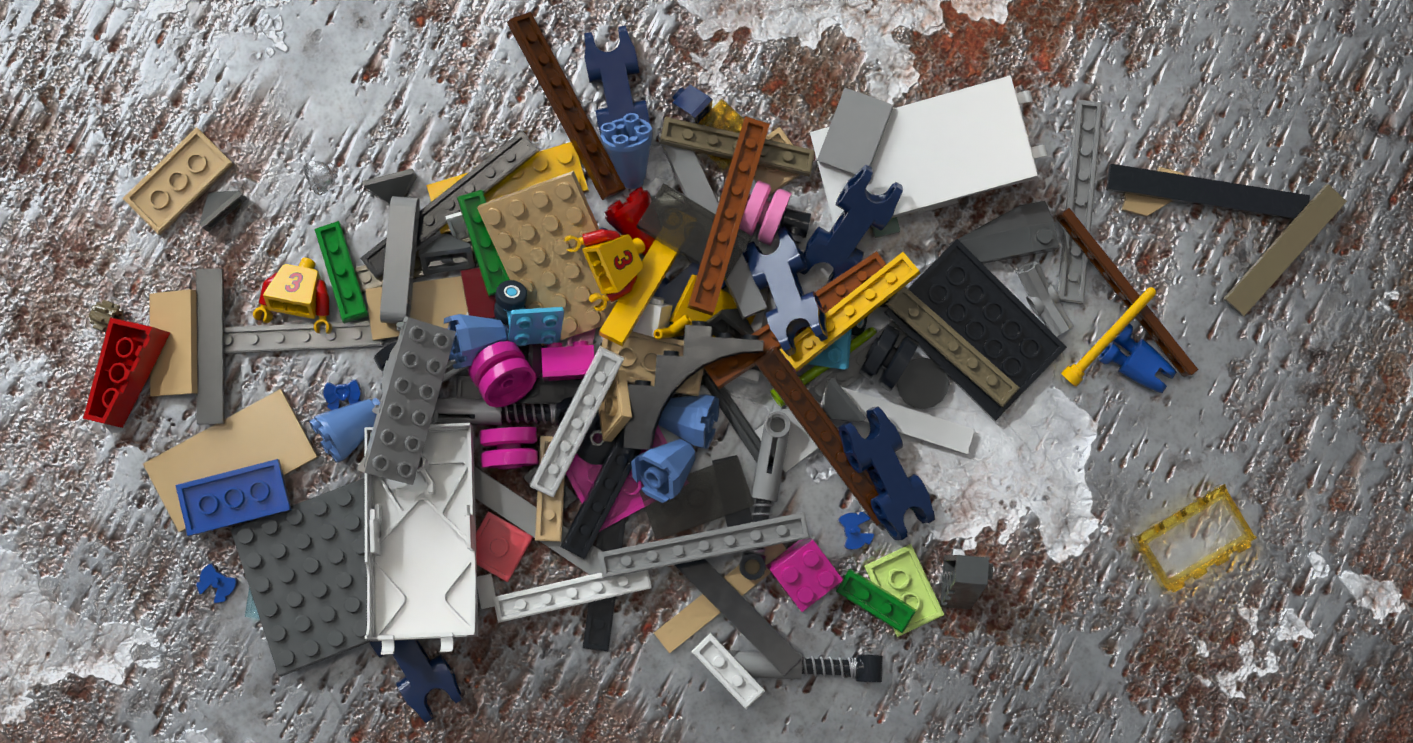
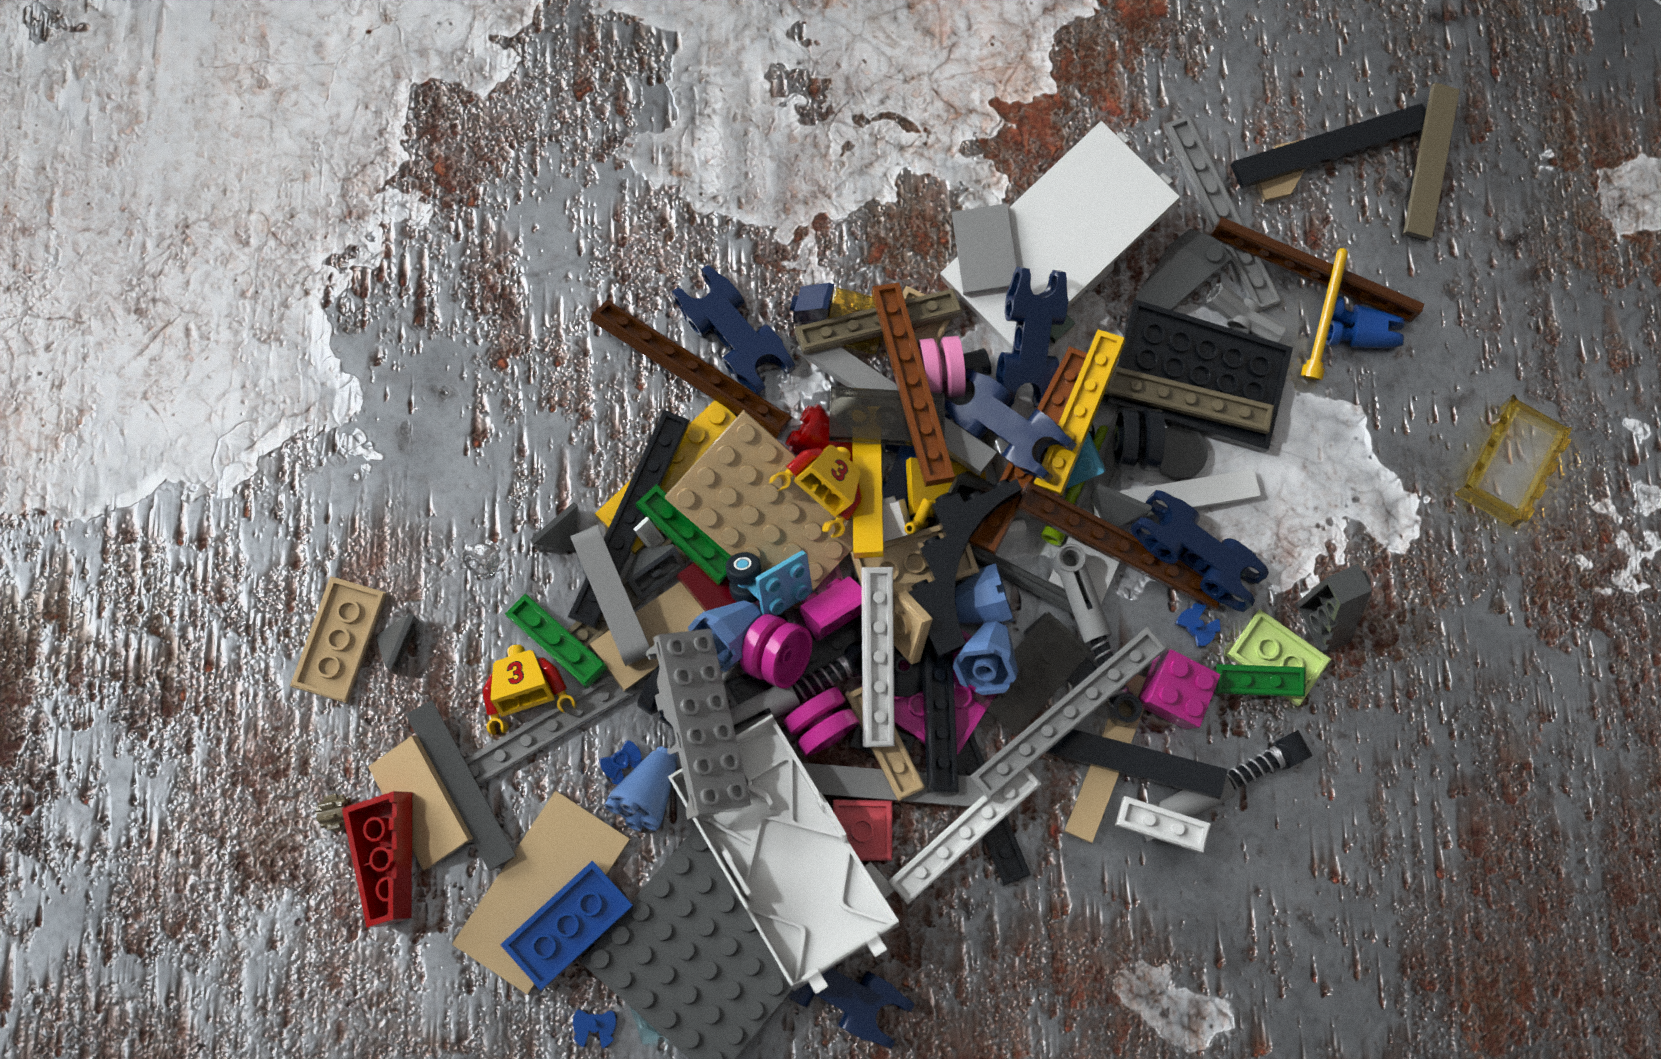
camera: 30 degrees left, 10 degrees down
(628, 147) = (778, 372): medium blue cone -> none

